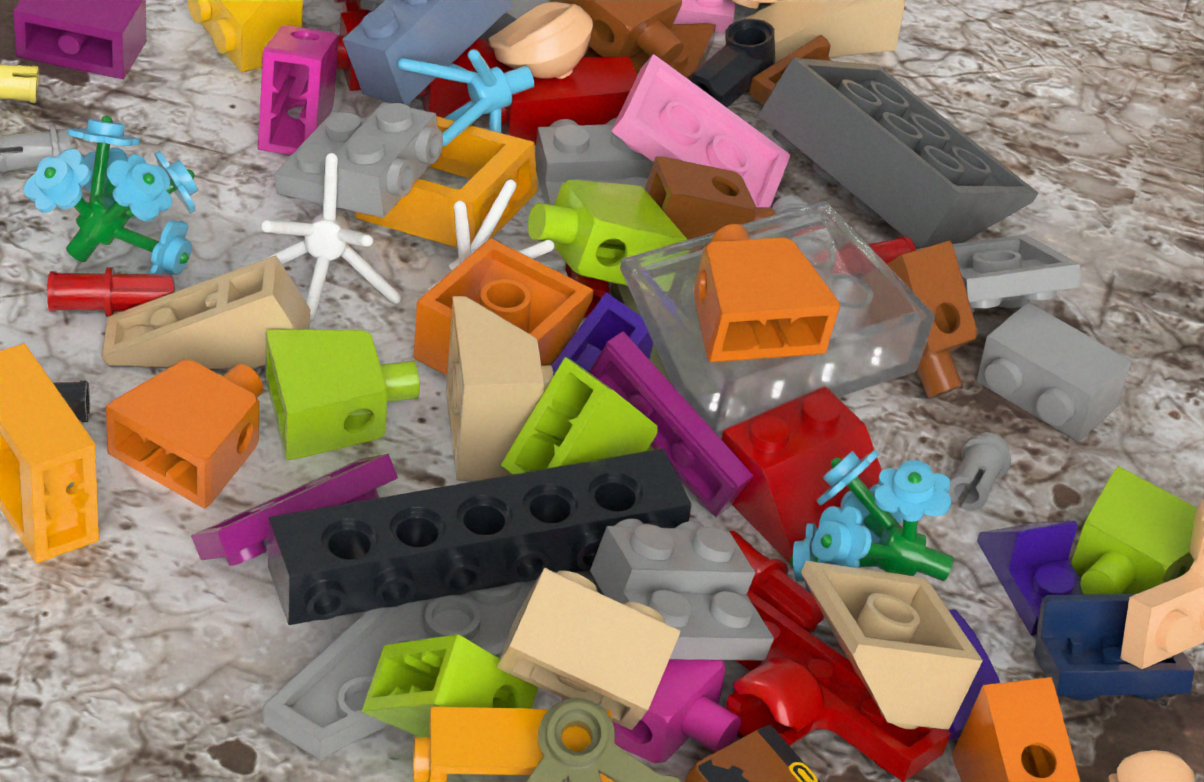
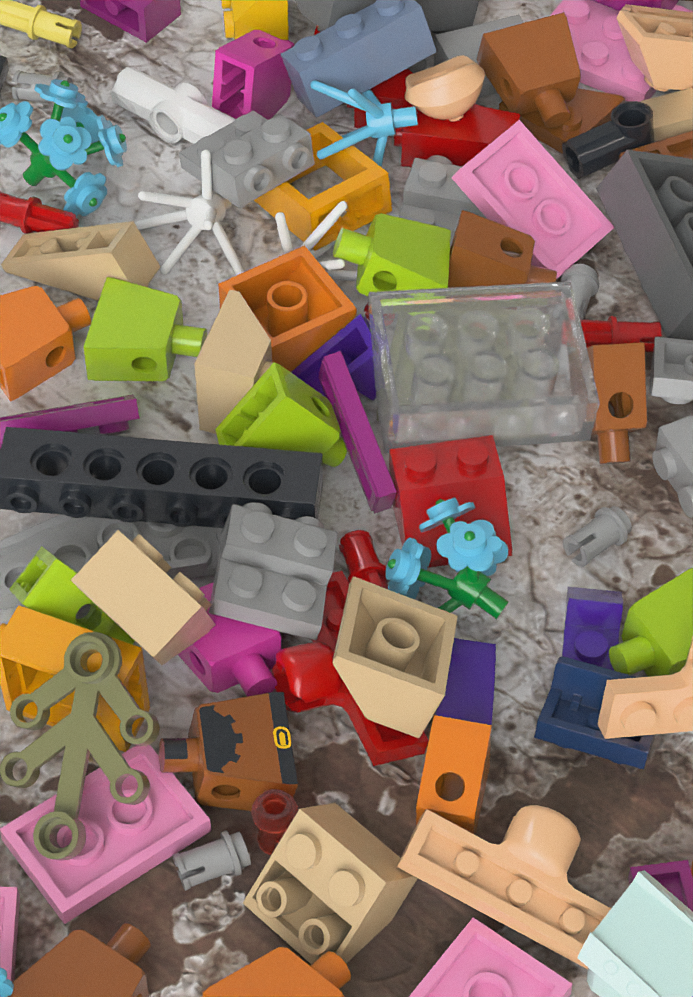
camera: 30 degrees right, 10 degrees up
(215, 140) = (170, 110): none -> white piece
(761, 299) = (442, 354): orange torso -> none

